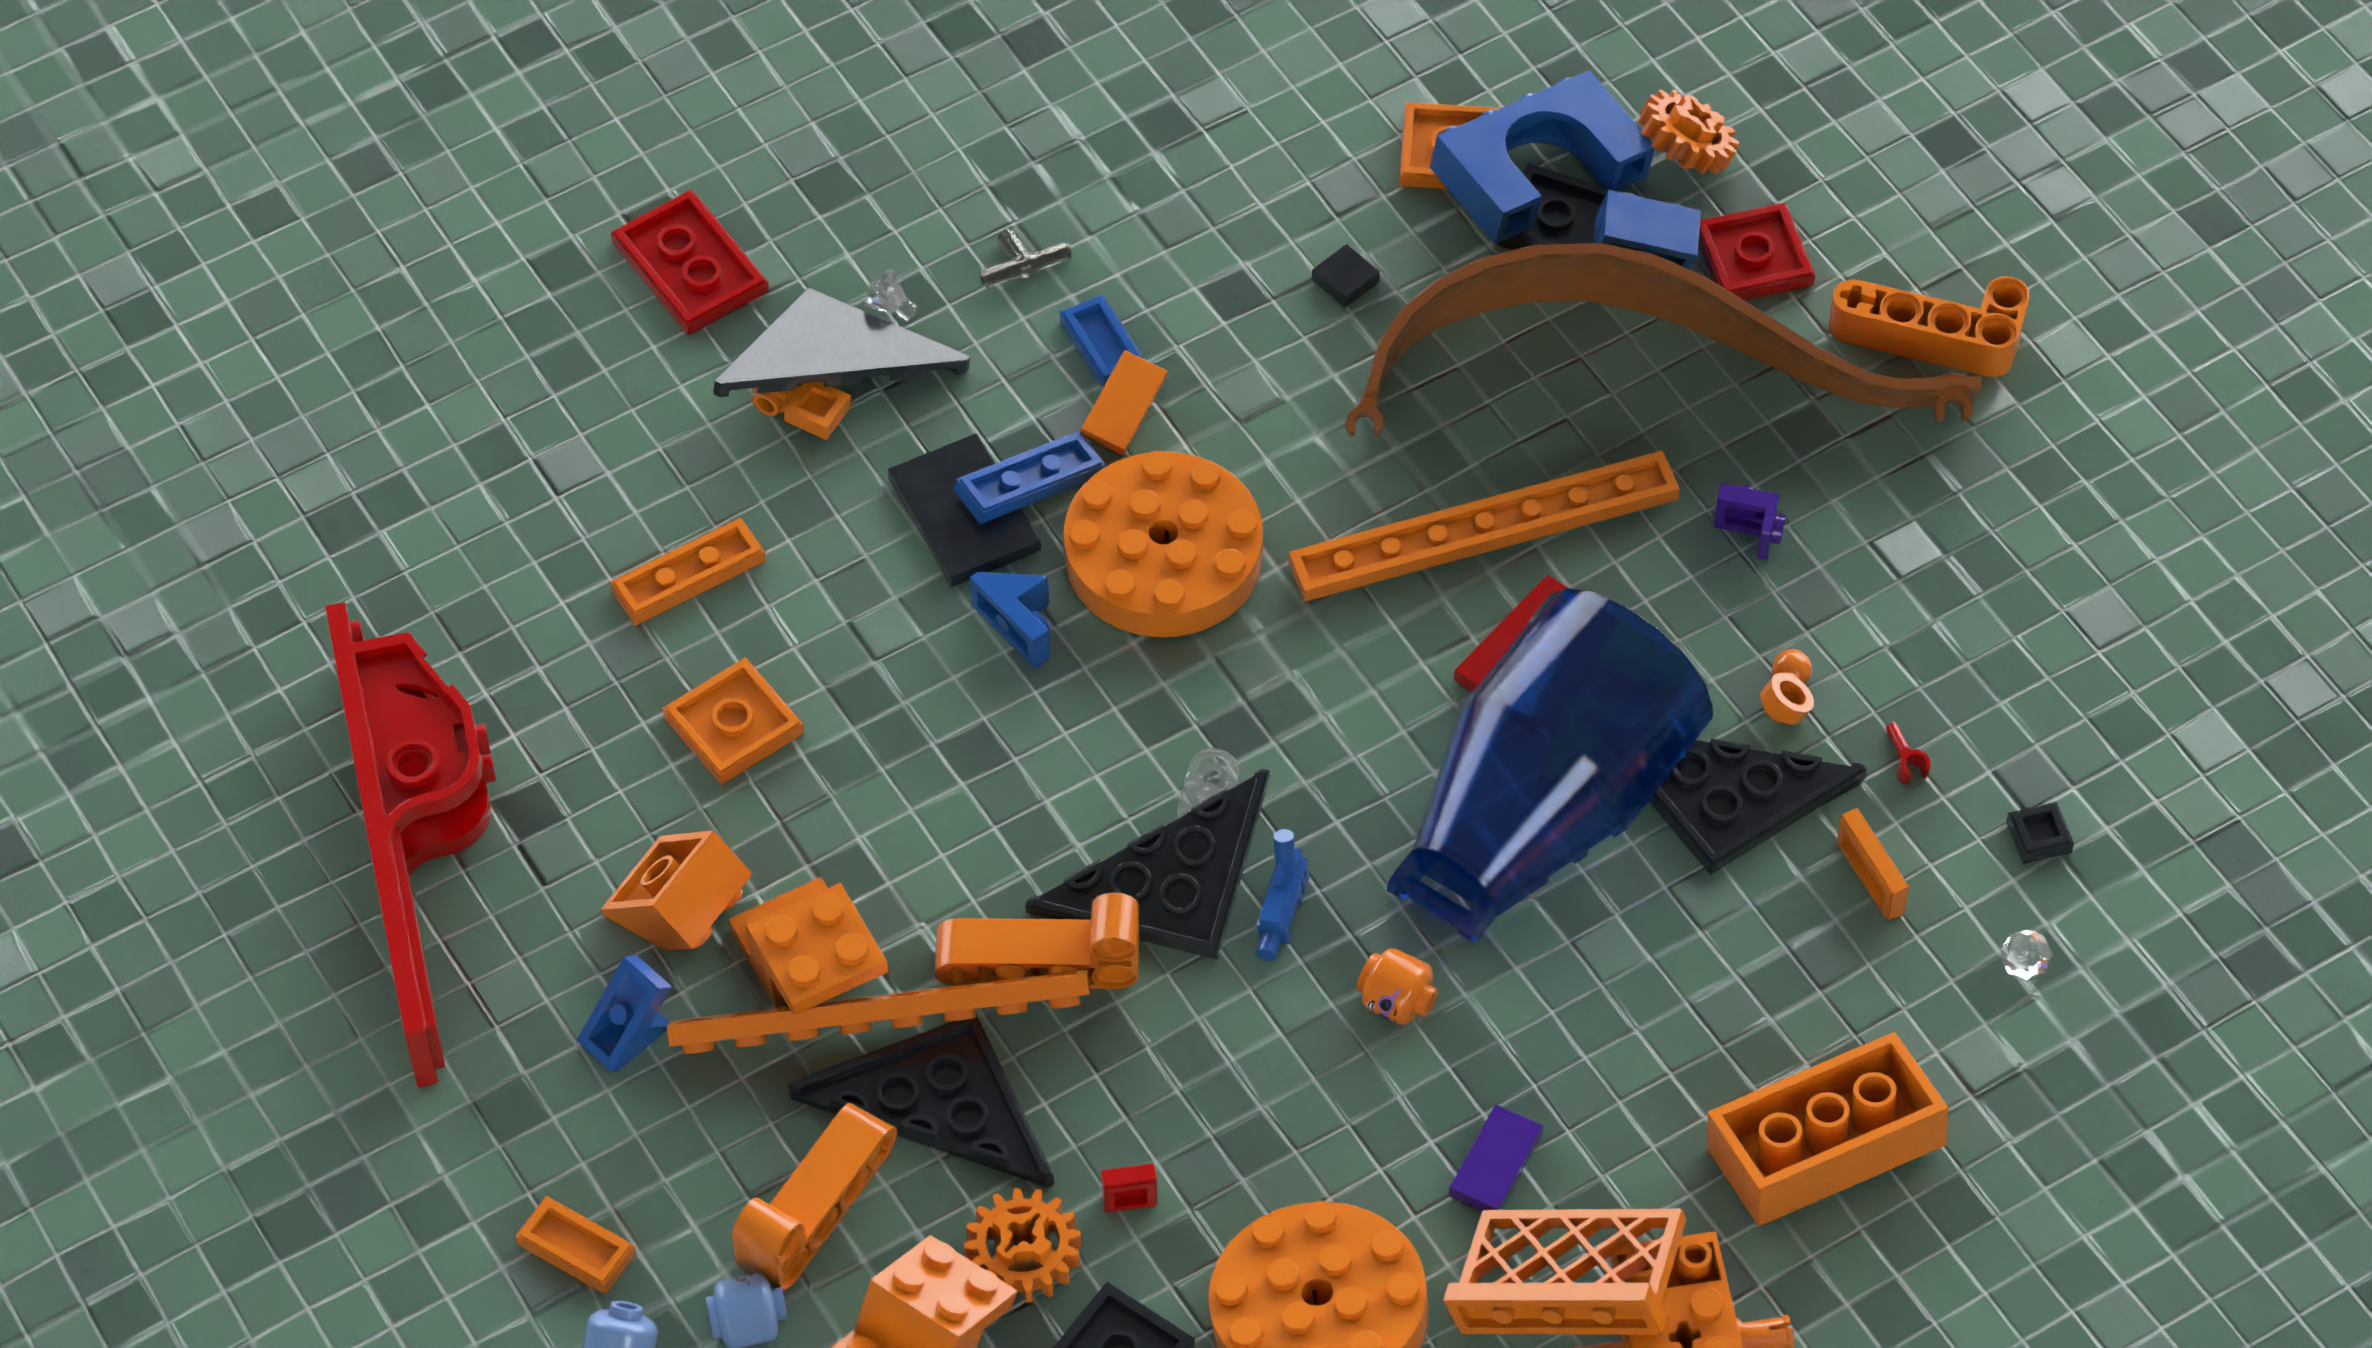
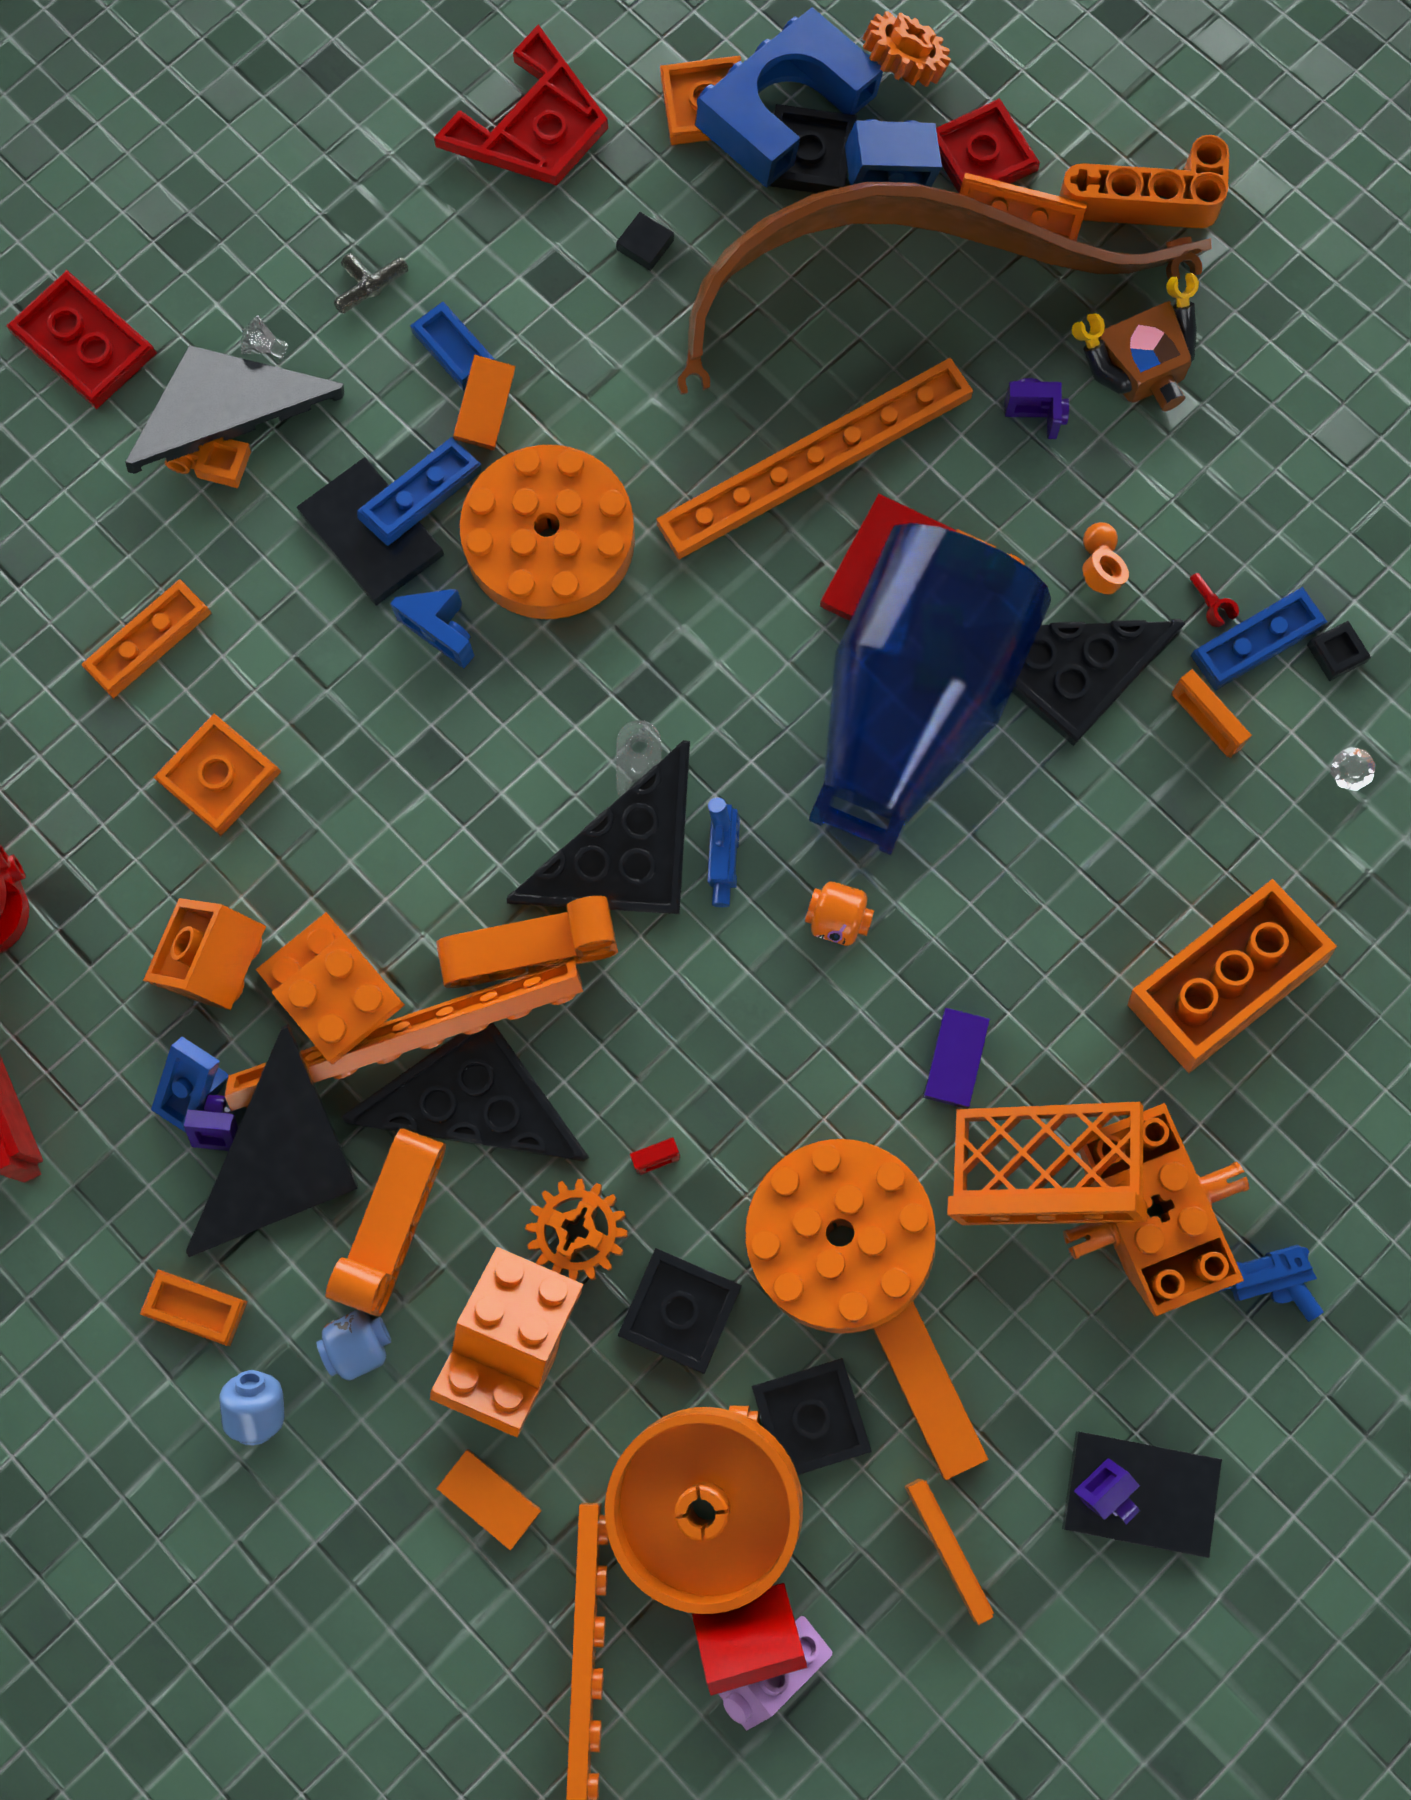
camera: 10 degrees left, 20 degrees up
(643, 1064) = (212, 1127): none -> dark purple tile
(710, 1105) = (280, 1155): none -> black tile
(1257, 144) = (544, 130): none -> red wing
(1809, 321) = (1040, 208): none -> orange tile
(1886, 484) = (1147, 350): none -> torso
(1949, 803) = (1258, 638): none -> blue tile

